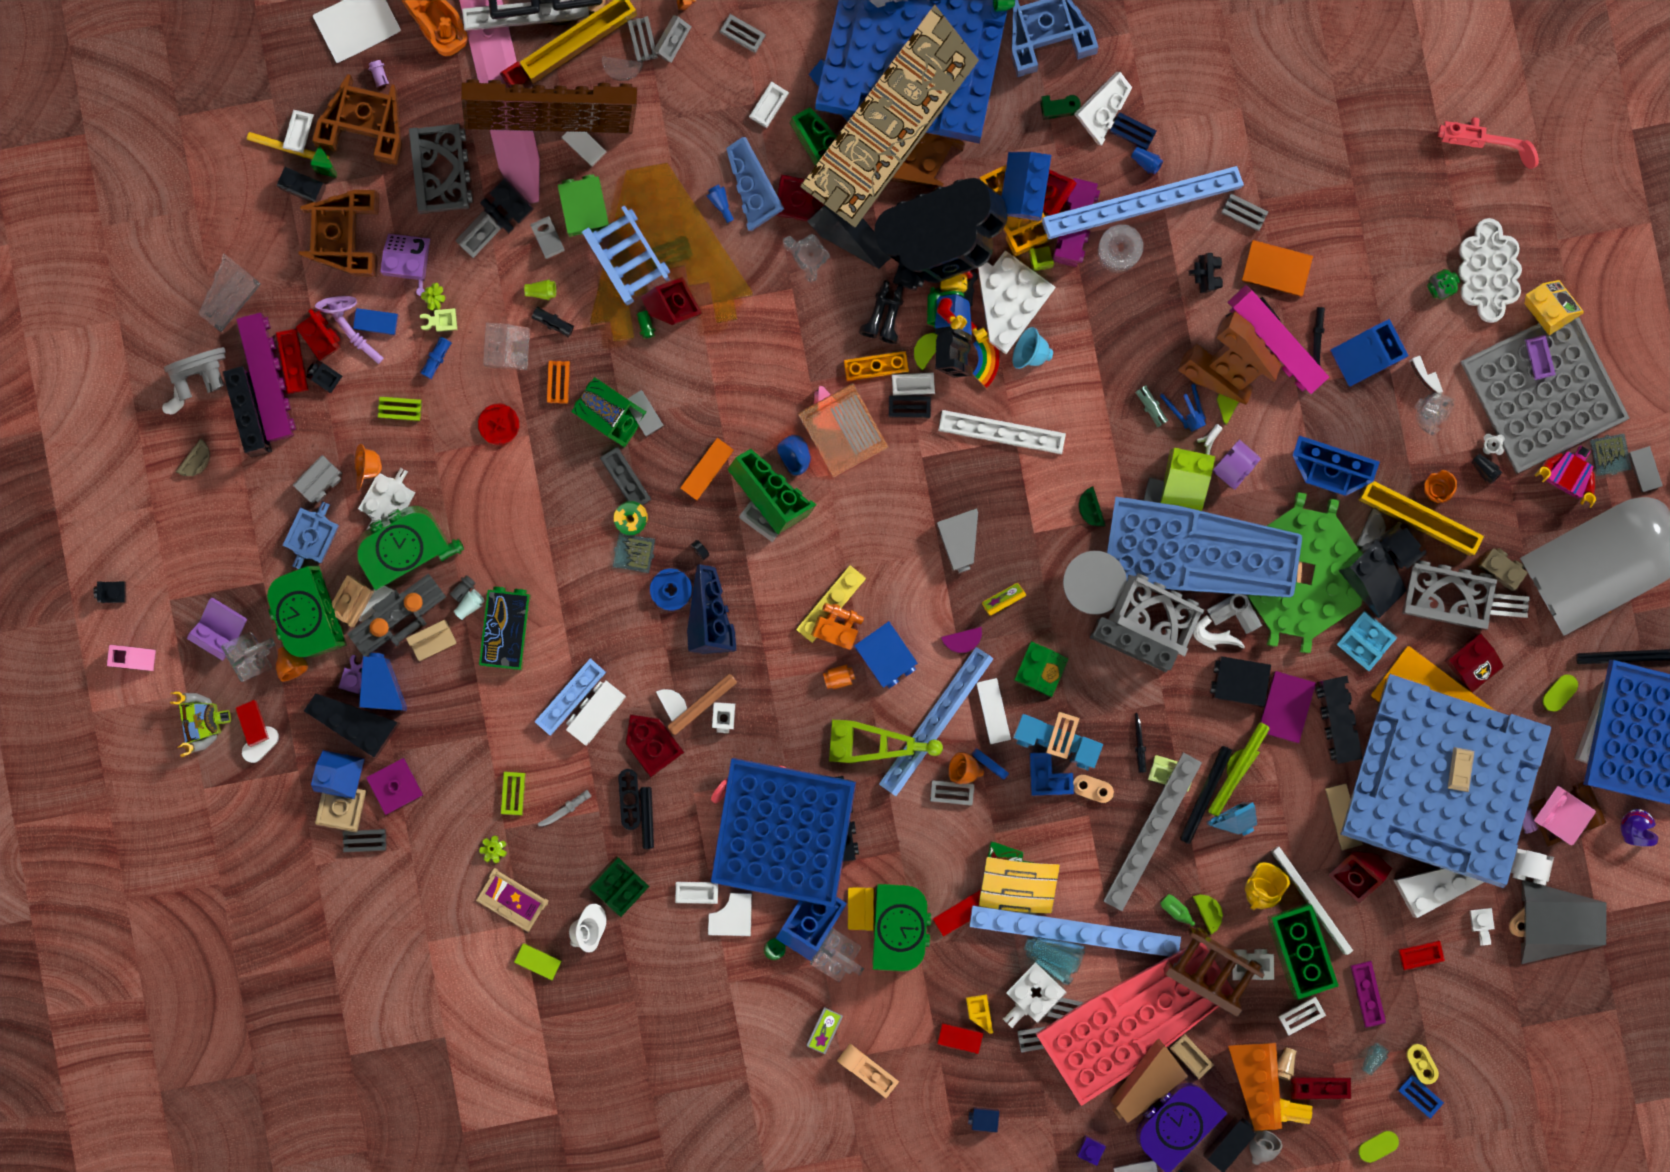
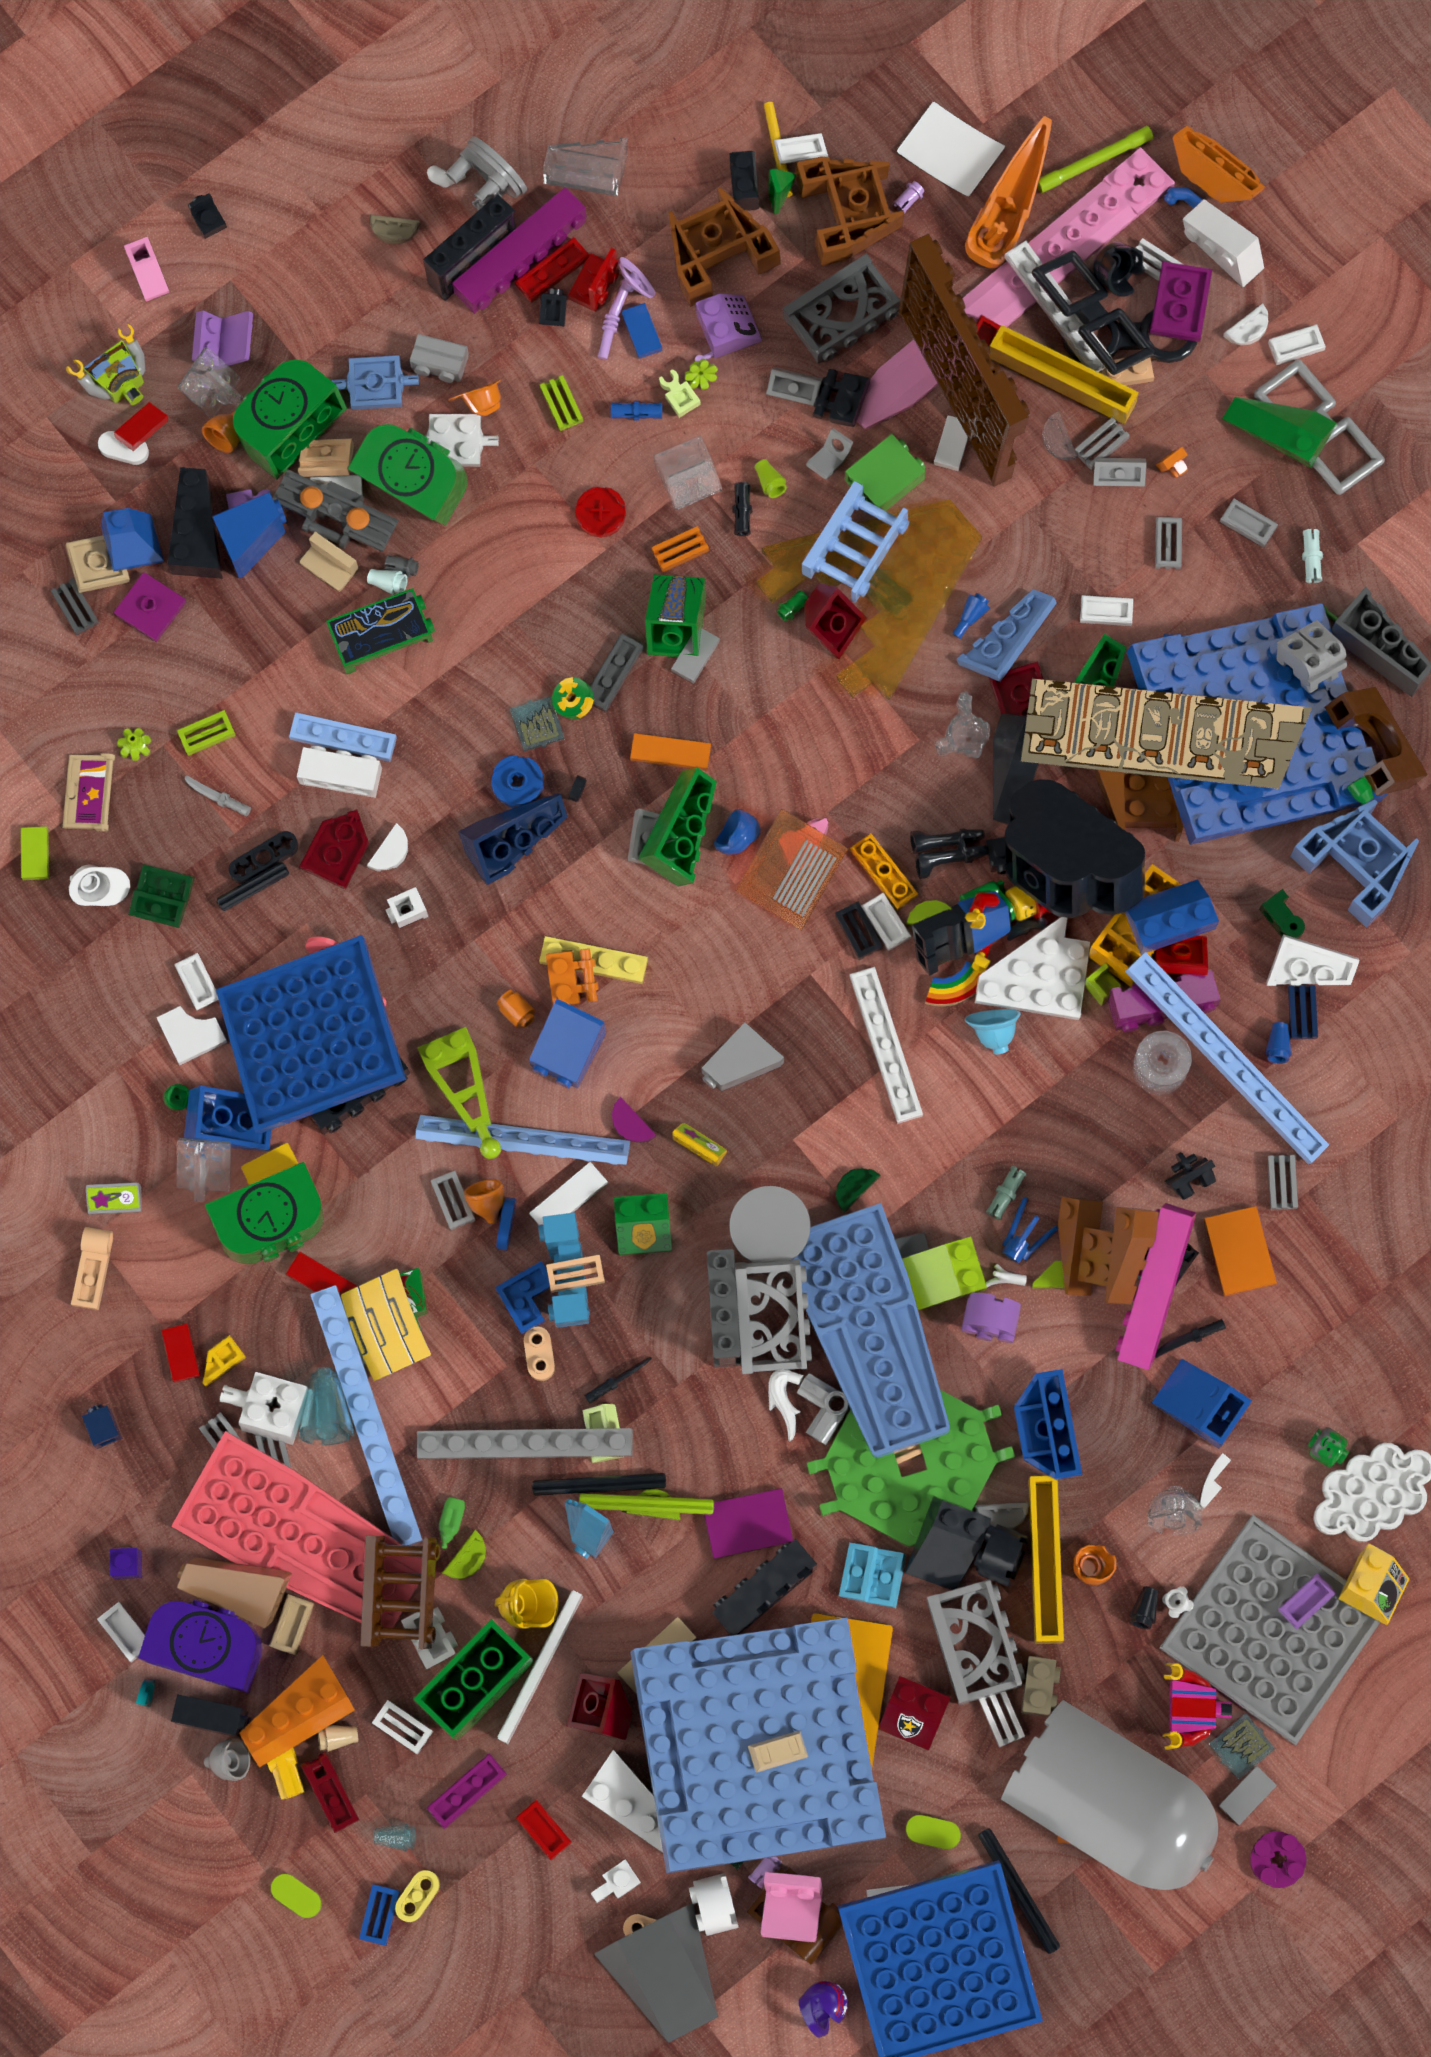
camera: 70 degrees right, 10 degrees down
(454, 547) = (437, 531): green pin -> none
(702, 704) = (408, 878): nougat axle -> none
(1240, 681) = (748, 1454): black brick -> none

